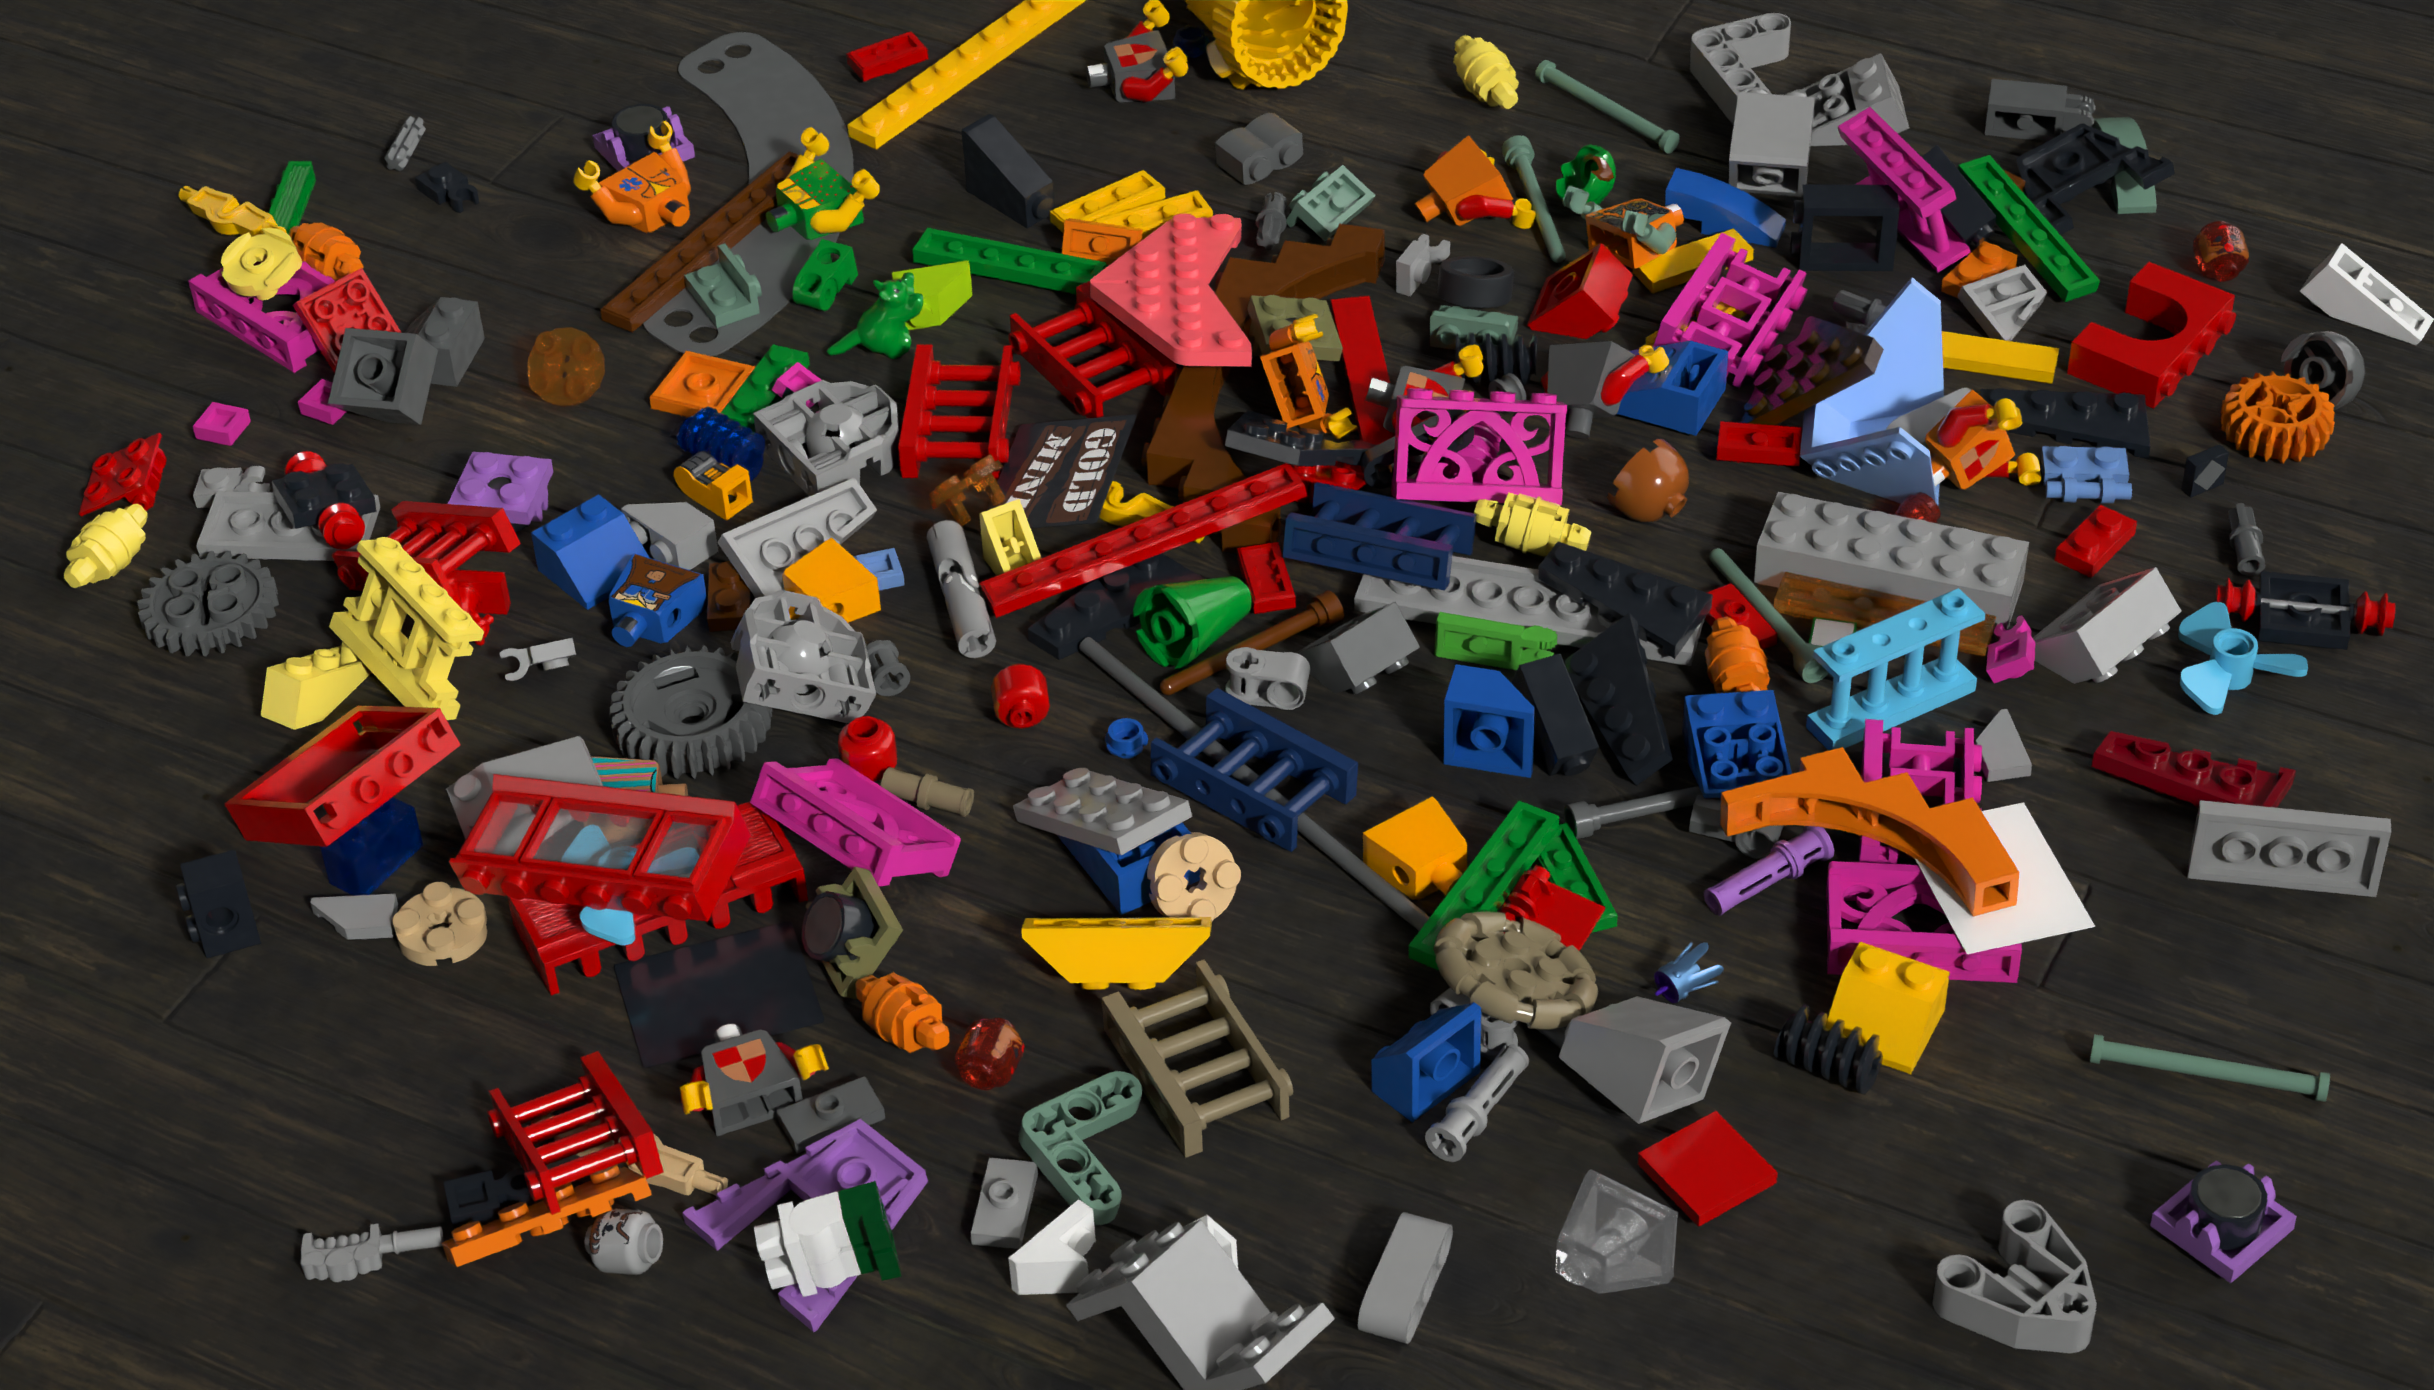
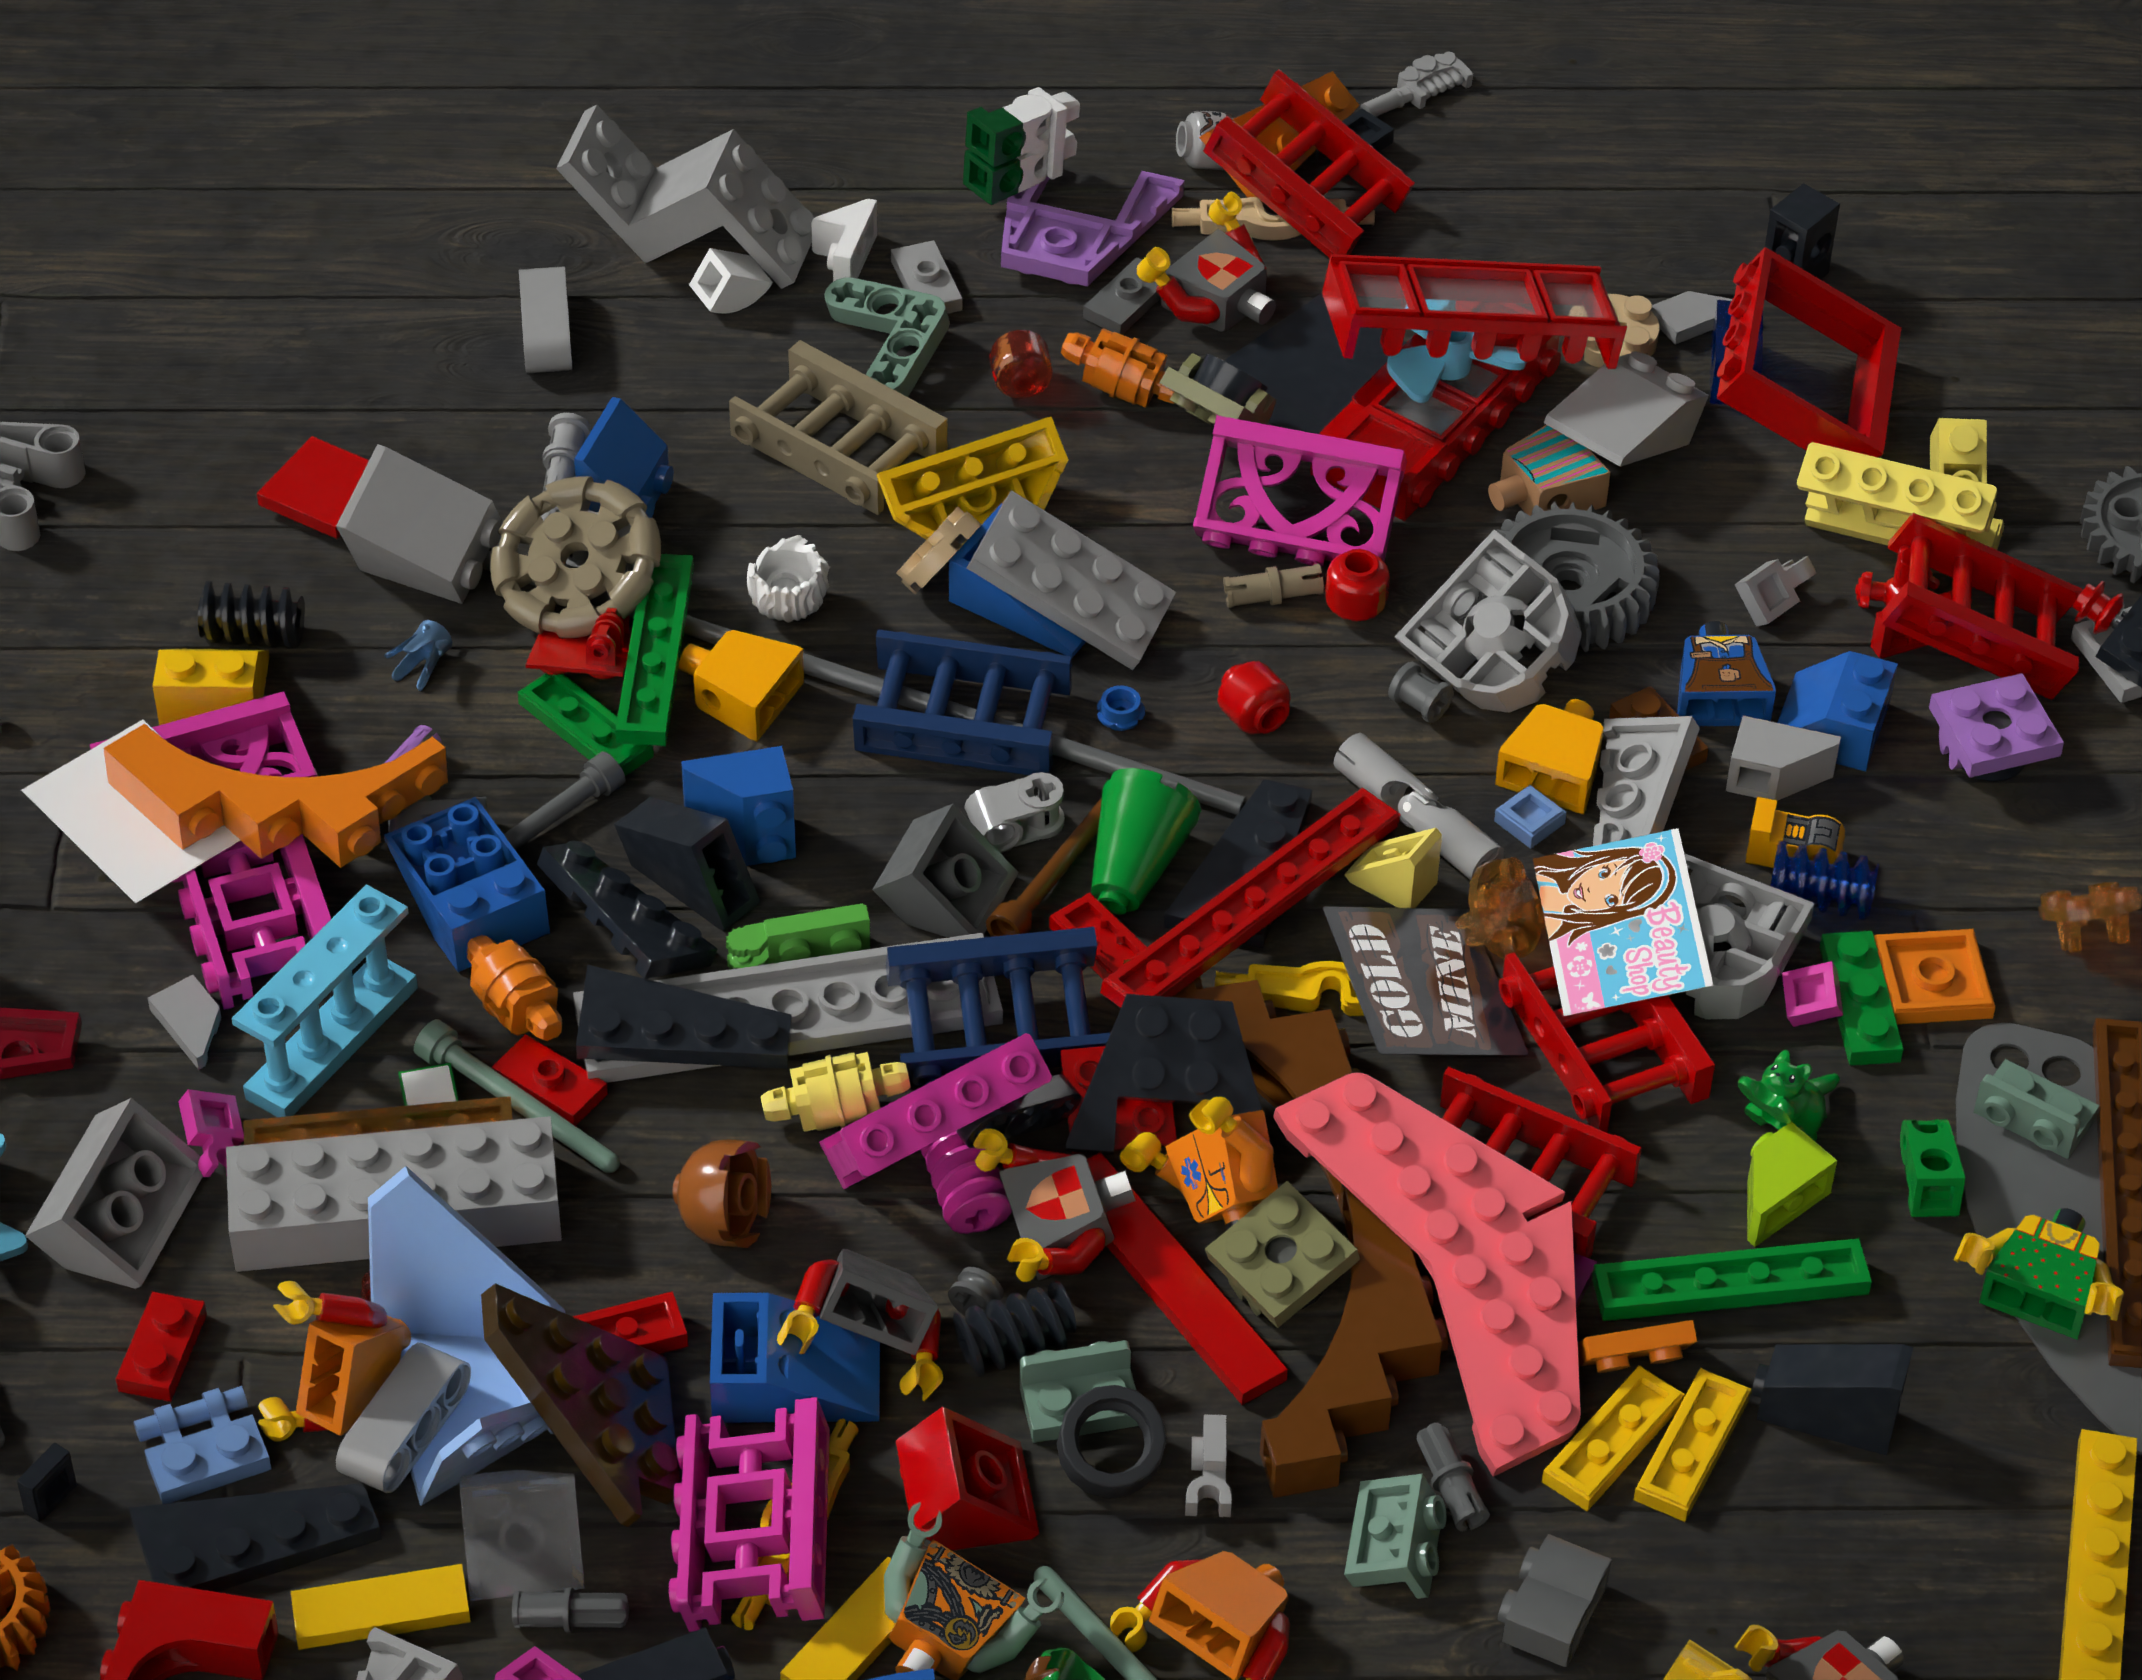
camera: 150 degrees right, 5 degrees up
(898, 436) = (1622, 922): none -> sticker
(1337, 902) = (788, 580): none -> white hair
(1616, 1238) = (369, 384): clear slope -> none

